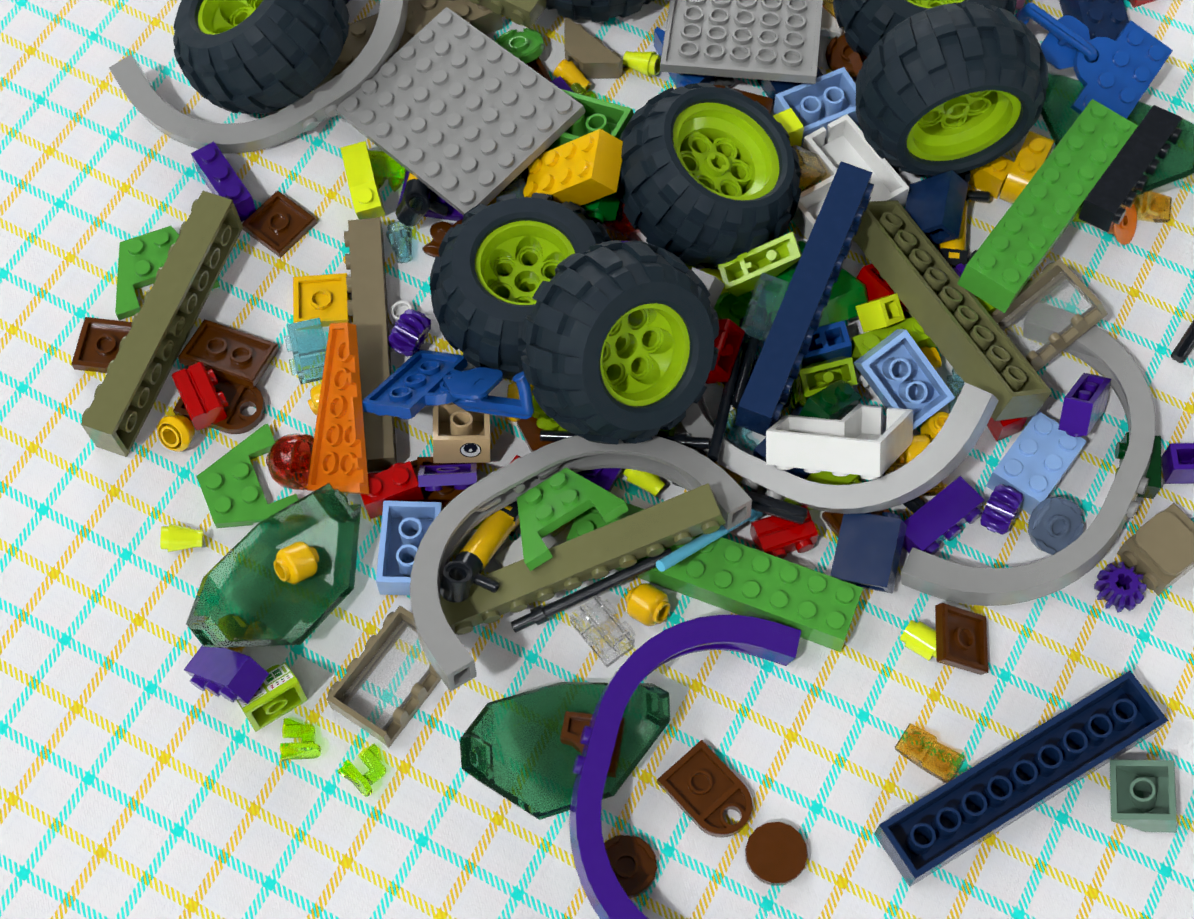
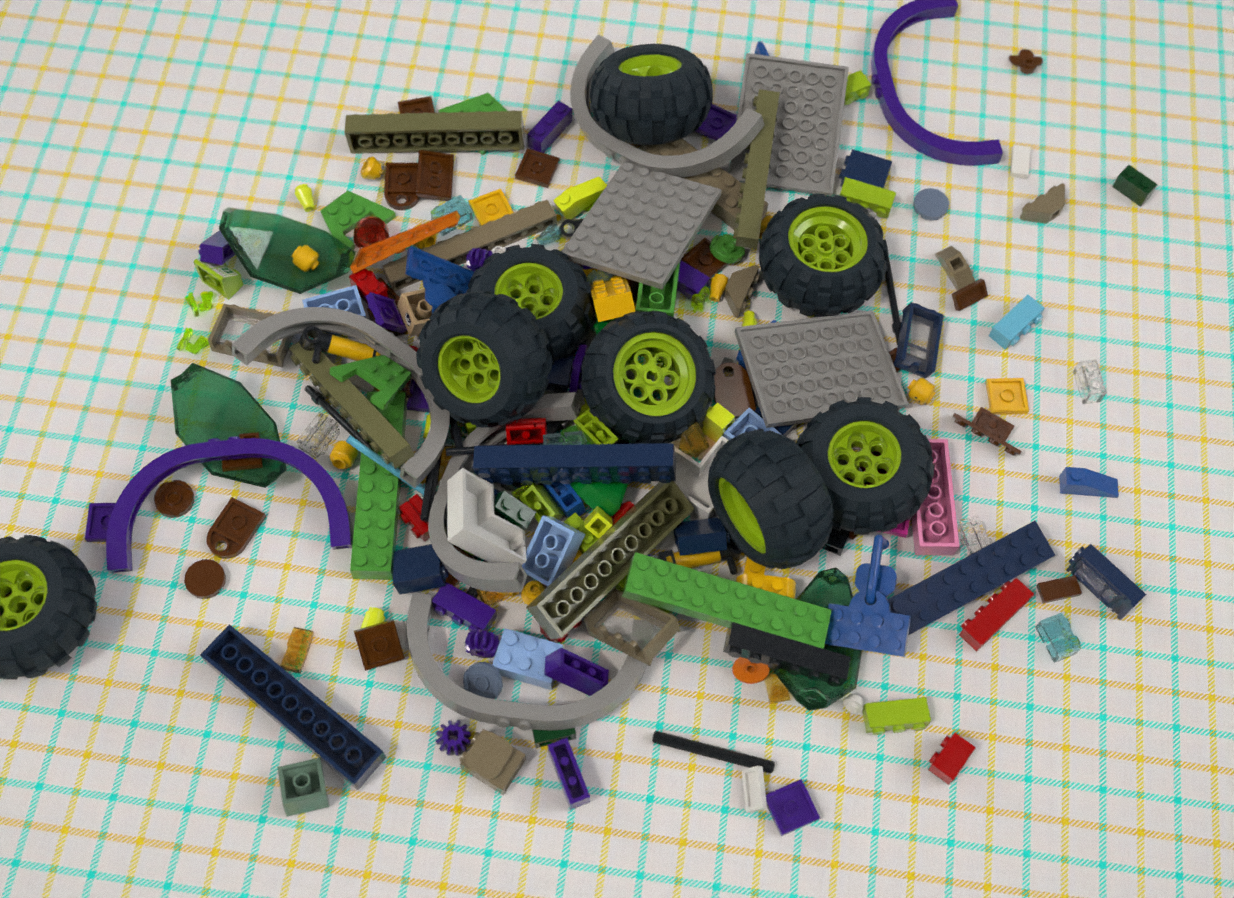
camera: 65 degrees right, 0 degrees up
(199, 395) = (396, 169): red brick -> none

